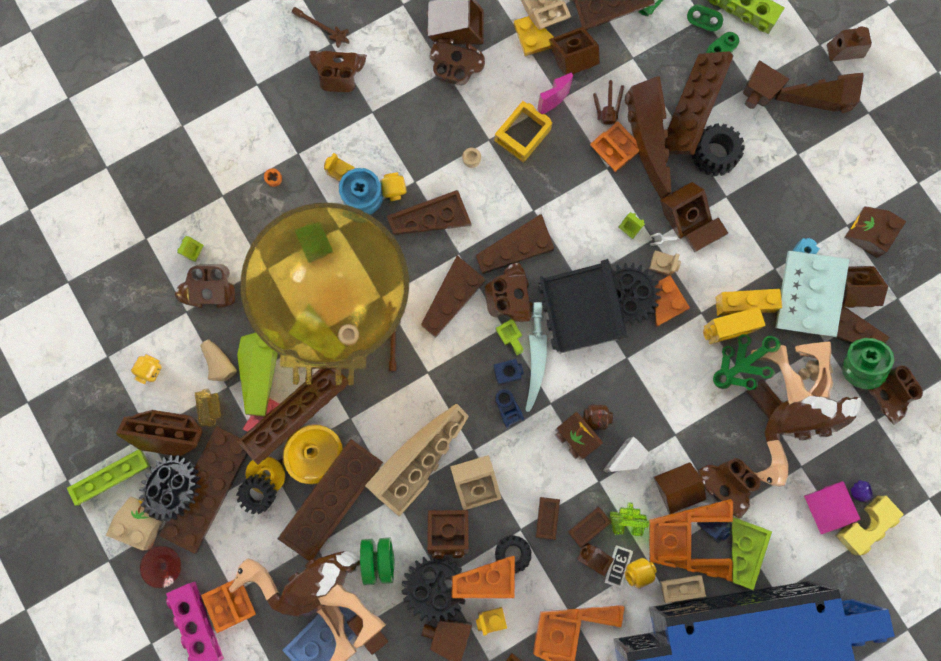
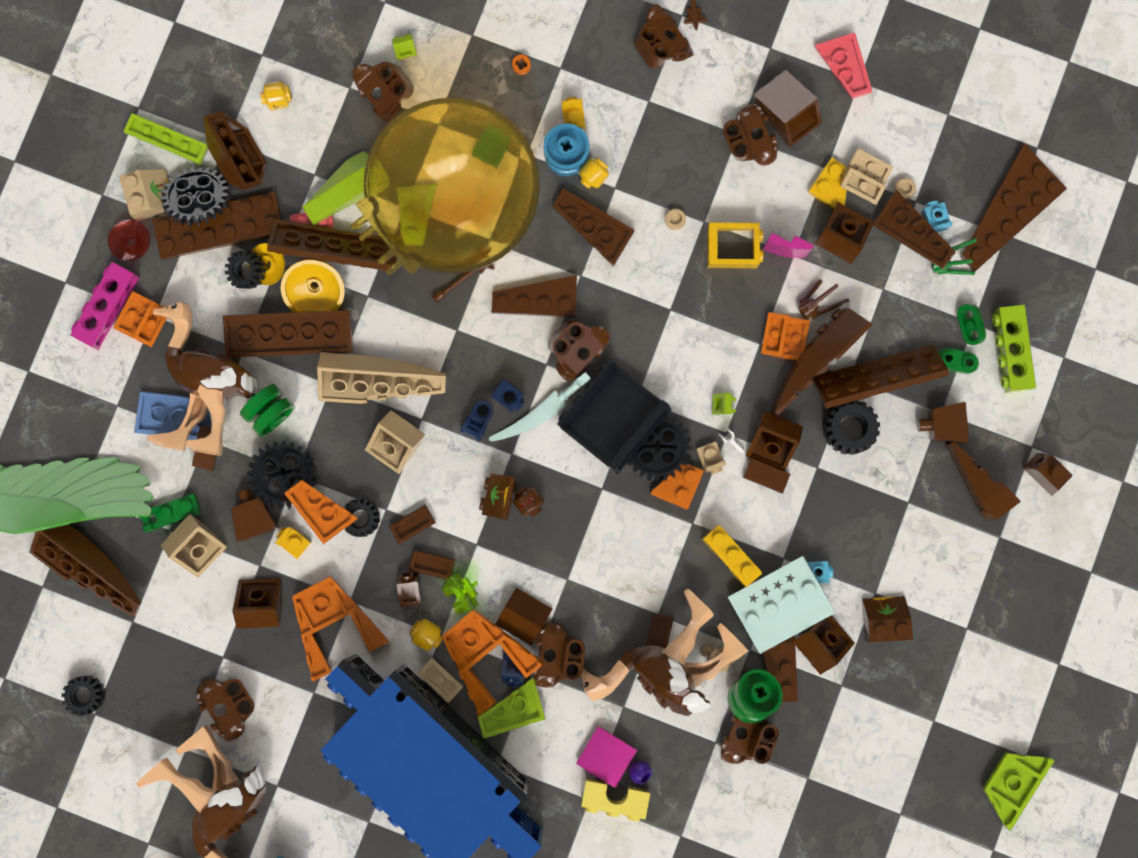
camera: 50 degrees right, 5 degrees up
(207, 407) = (283, 172): clear yellow piece -> none
(219, 365) = (326, 152): tan piece -> none
(348, 335) = (427, 238): tan tile -> none
(448, 533) = (335, 451): reddish brown plate -> none
(510, 334) = (542, 373): lime plate -> none
(523, 243) = (630, 322): reddish brown wing -> none
(616, 571) = (427, 610): sticker -> none
(628, 457) = (513, 552): white slope -> none
(733, 325) = (698, 557): yellow window -> none
(743, 364) = (671, 589): green plant -> none

